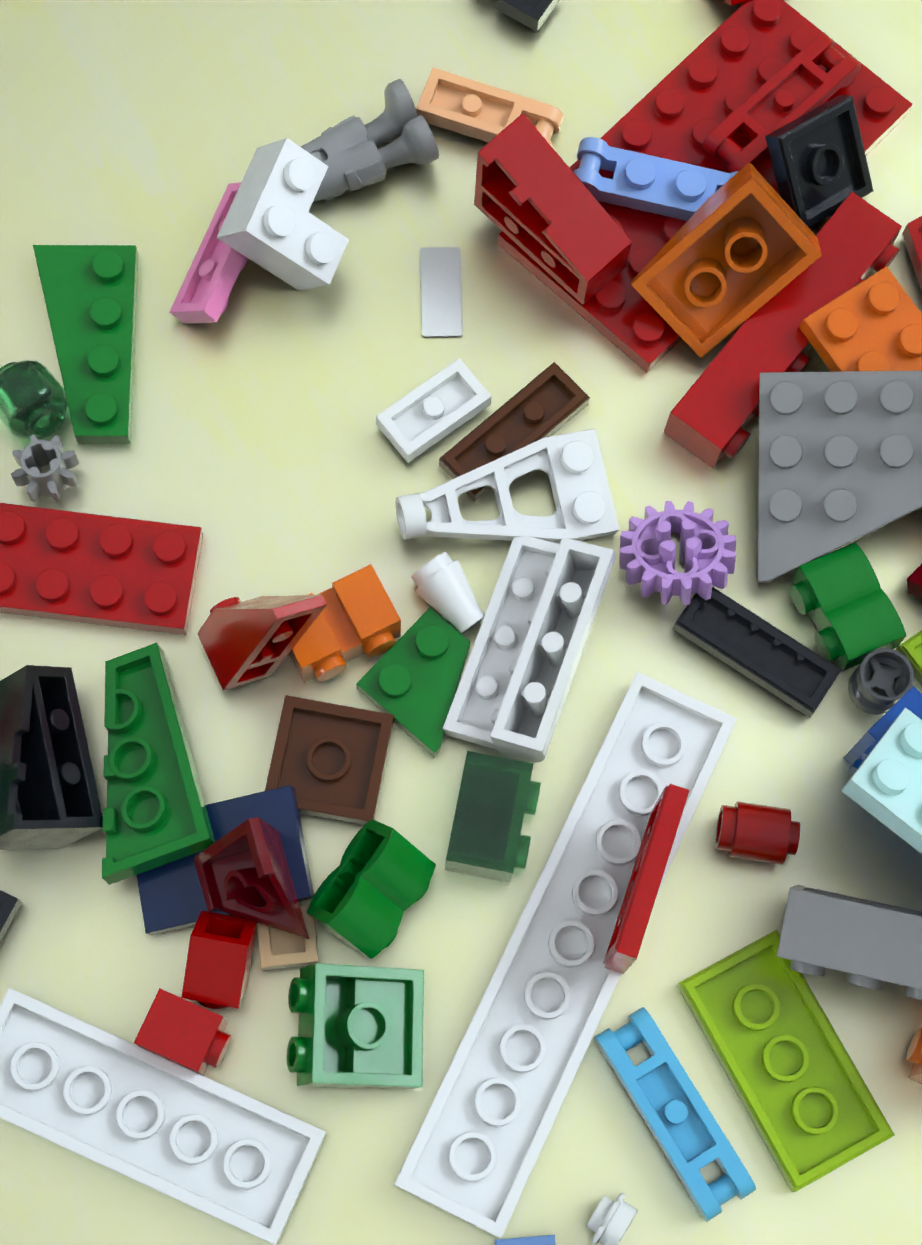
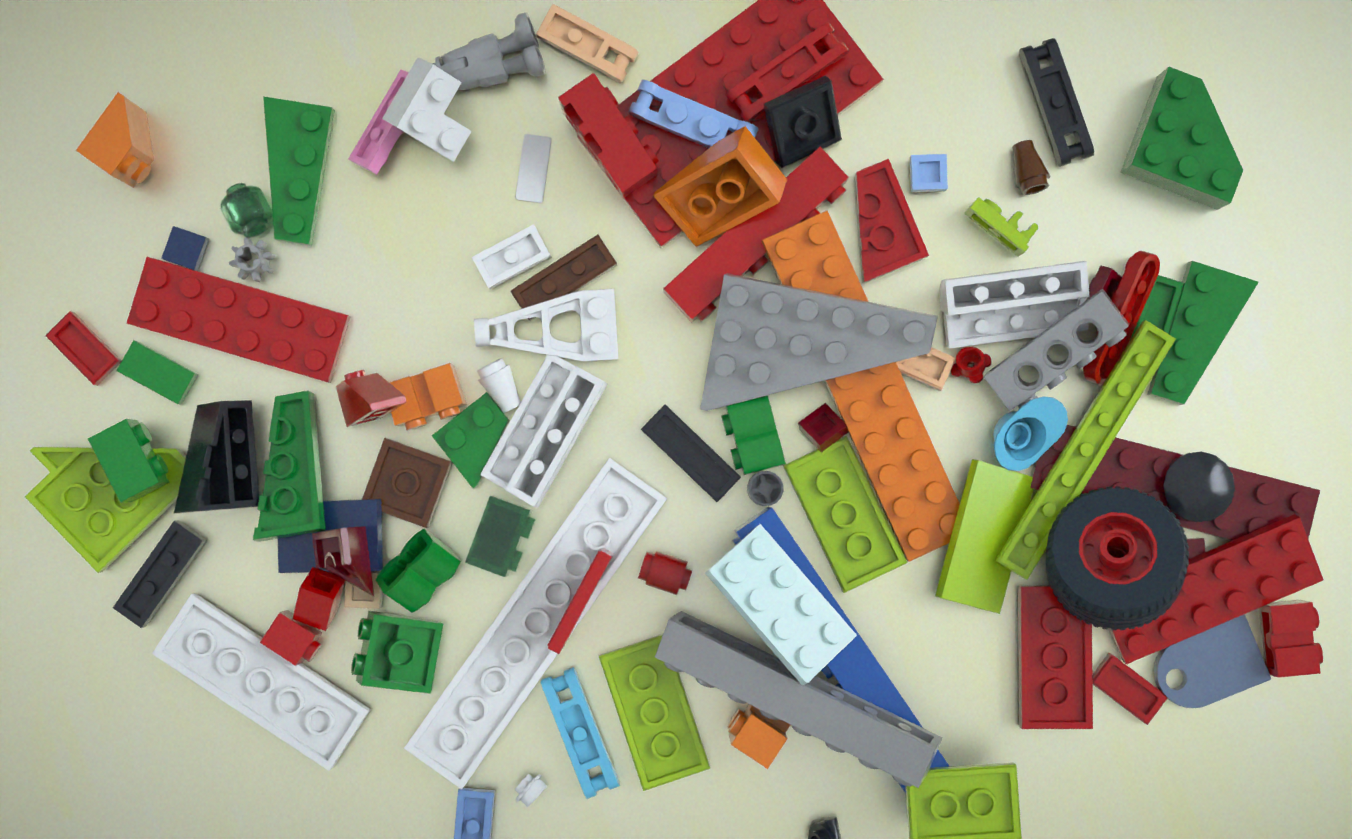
camera: 15 degrees right, 15 degrees up
(704, 549) = (665, 370): lavender gear -> none

